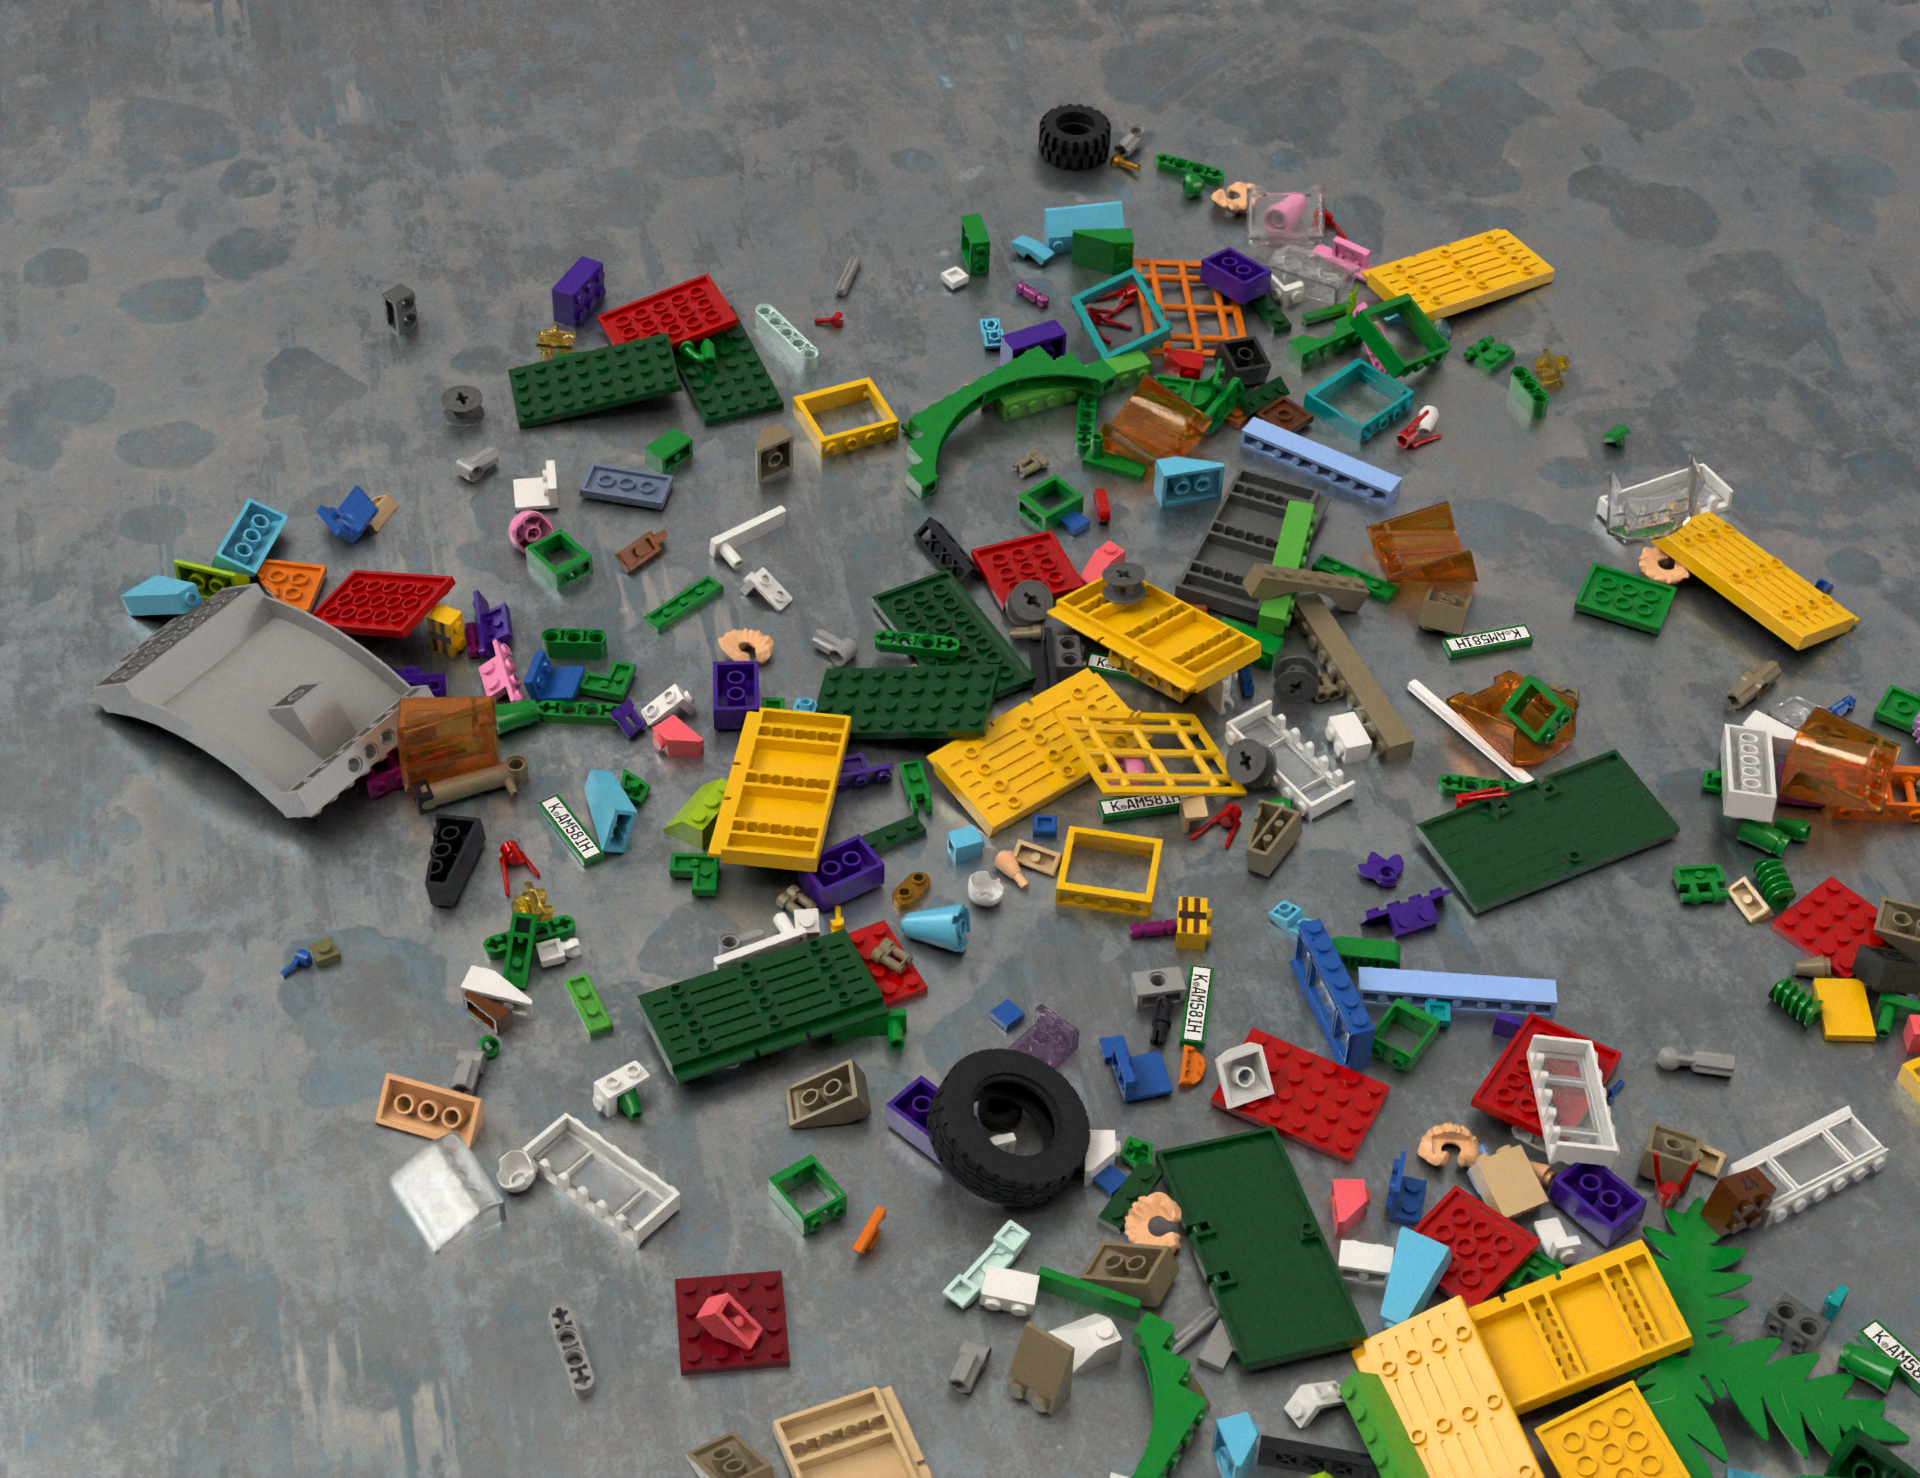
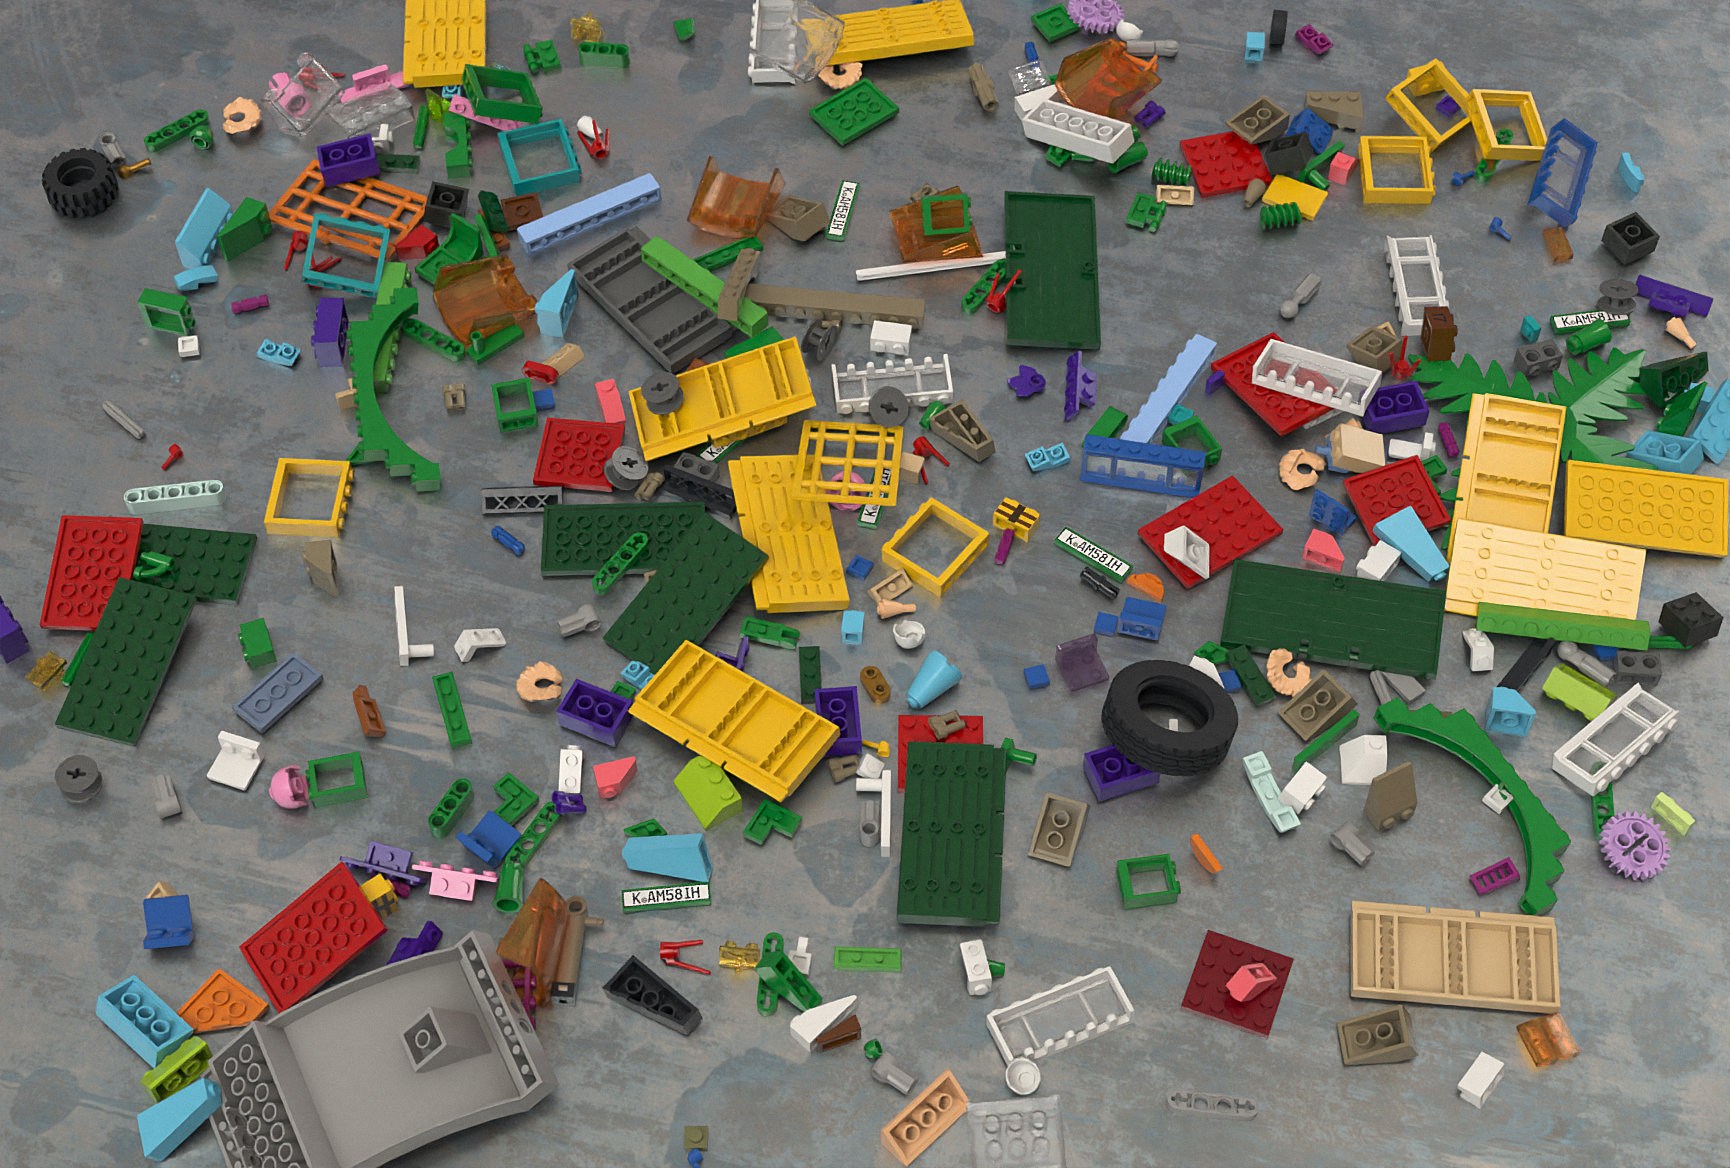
camera: 60 degrees left, 10 degrees up
(894, 564) = (508, 540): none -> blue axle
(1132, 517) = (565, 358): none -> tan slope
(1156, 984) = (1070, 559): light grey brick -> none
(1855, 837) = (1153, 110): none -> dark purple piece

